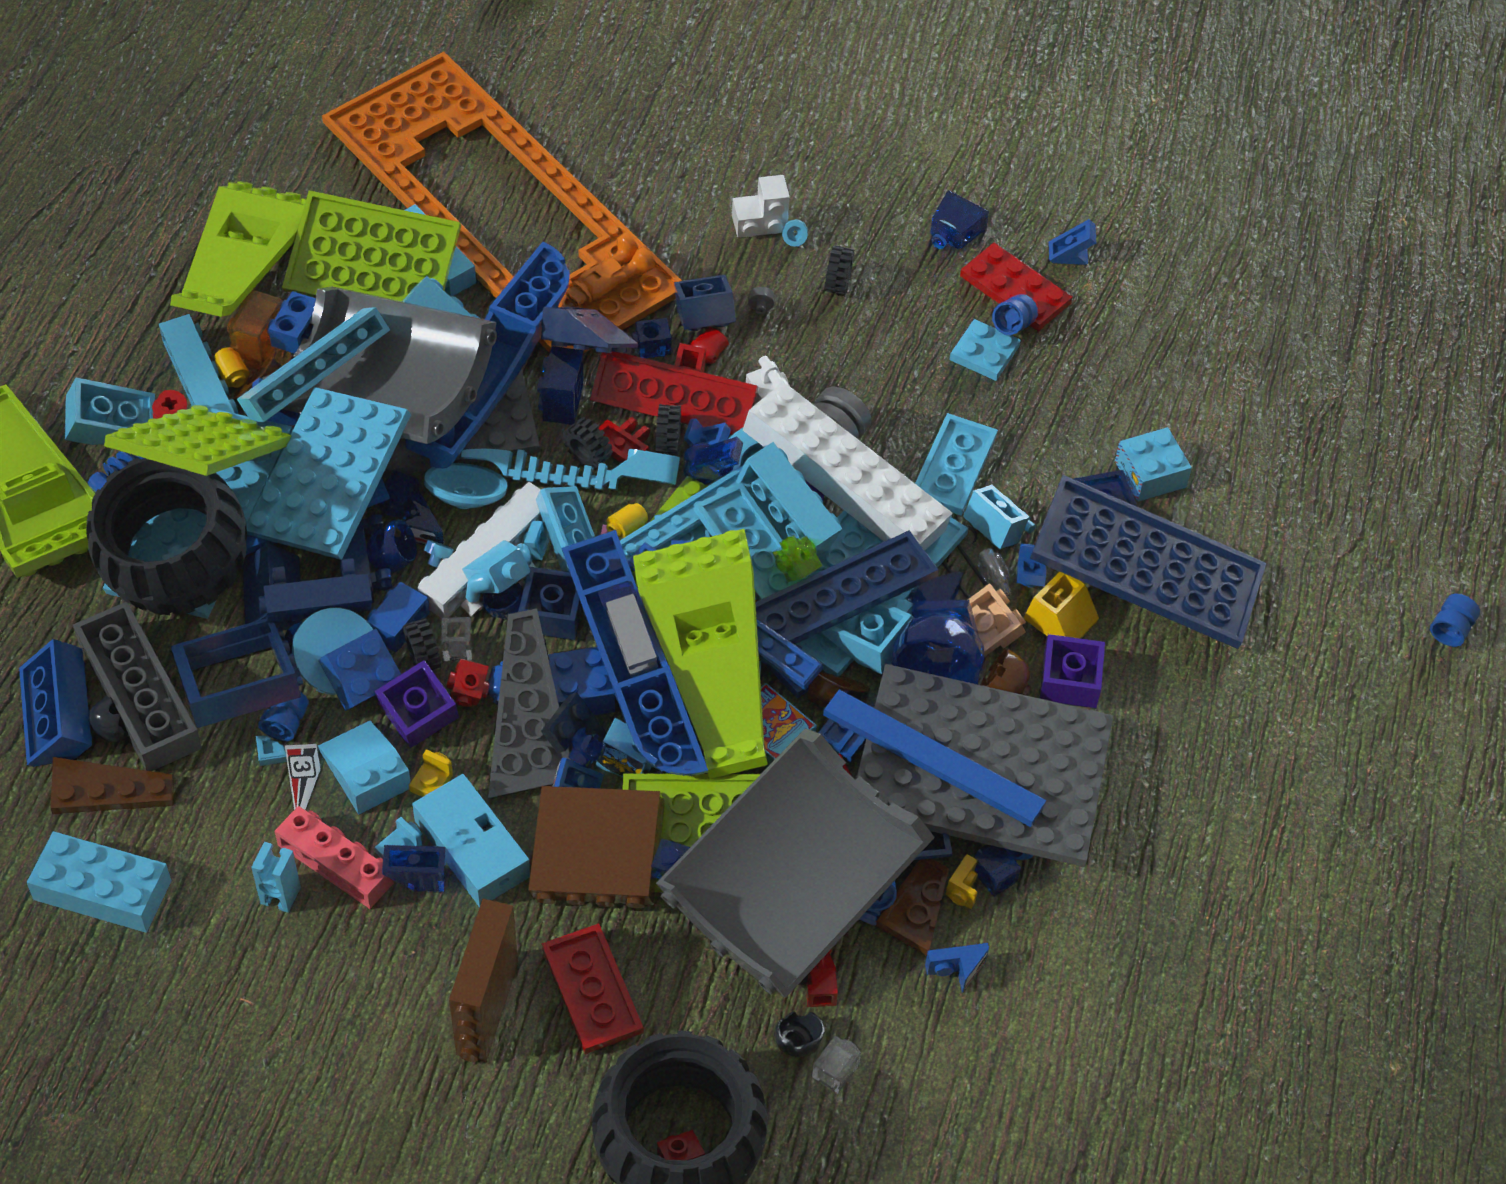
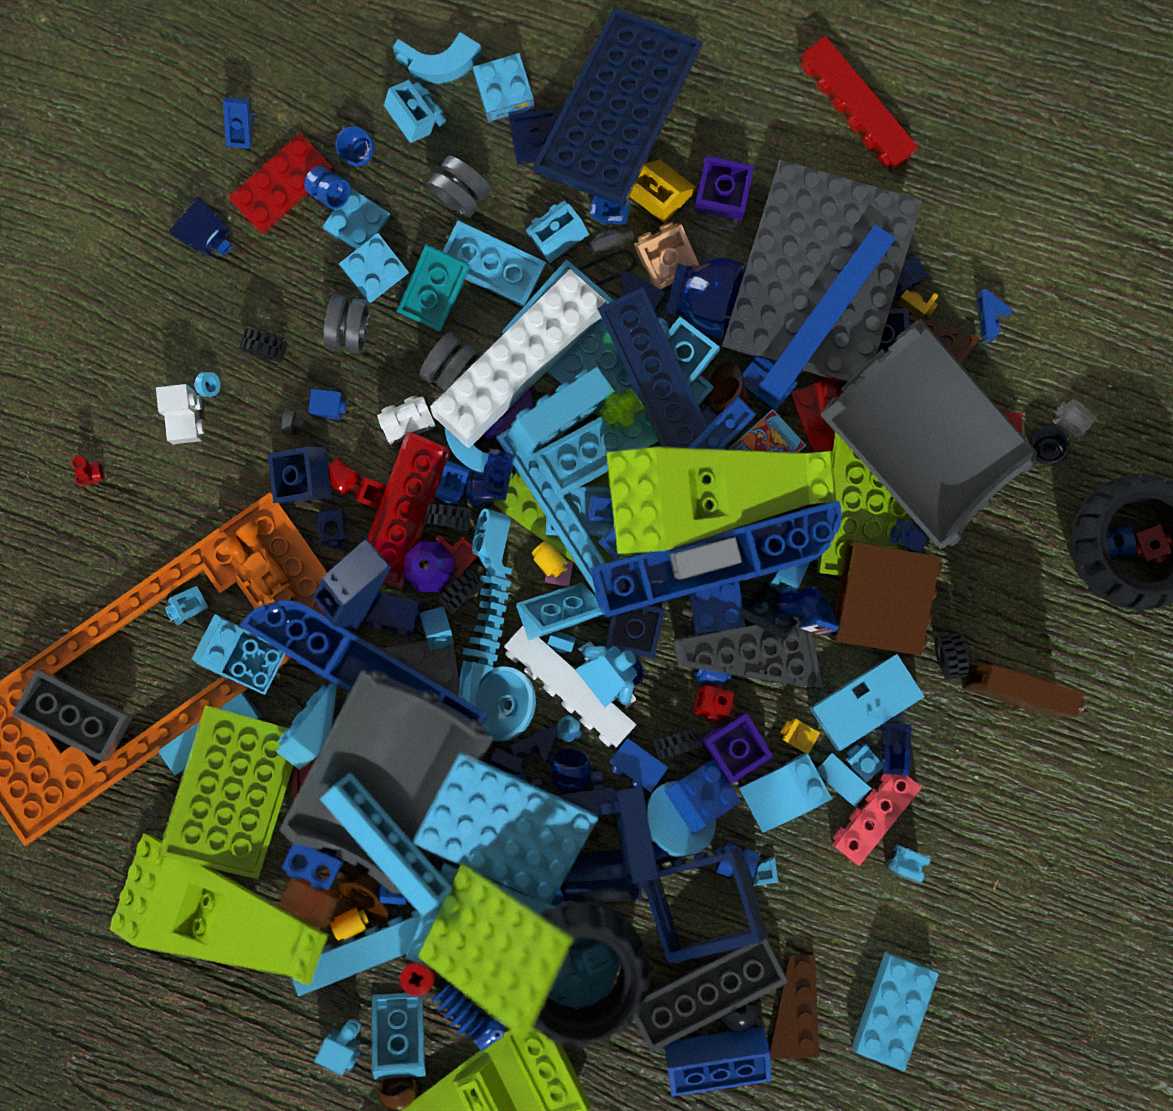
camera: 85 degrees left, 30 degrees up
(49, 412) = (397, 1092): none -> reddish brown hair
(102, 358) = (340, 1048): none -> medium azure brick
(303, 771) = (787, 844): sticker -> none
(377, 820) = (844, 780): none -> medium azure slope
(450, 135) = (72, 715): none -> dark grey brick
(456, 639) = (669, 712): clear brick -> none
(508, 252) = (238, 654): none -> medium azure slope
(534, 923) = (951, 655): none -> black tyre
(546, 425) = (437, 628): none -> medium azure brick
(565, 226) = (185, 605): none -> medium azure bracket
(592, 988) = (1001, 607): red plate -> none
(615, 408) = (440, 567): none -> dark purple cone
(615, 592) = (666, 569): clear blue piece -> none
(678, 1109) = (1121, 542): none -> blue wheel
(695, 141) = (86, 472): none -> red plate
(783, 328) = (327, 404): none -> blue brick
(869, 333) = (346, 324): none -> flat silver wheel
(920, 412) = (433, 288): none -> teal tile
(933, 356) = (373, 268): none -> medium azure brick
(1008, 674) = (728, 243): reddish brown cylinder -> none
(1033, 422) = (459, 186): none -> flat silver wheel
(1064, 339) = (355, 146): none -> blue hair
(1111, 380) = (413, 110): none -> medium azure brick
(1168, 412) = (441, 67): none -> medium azure arch
(1198, 810) = (857, 104): none -> red brick

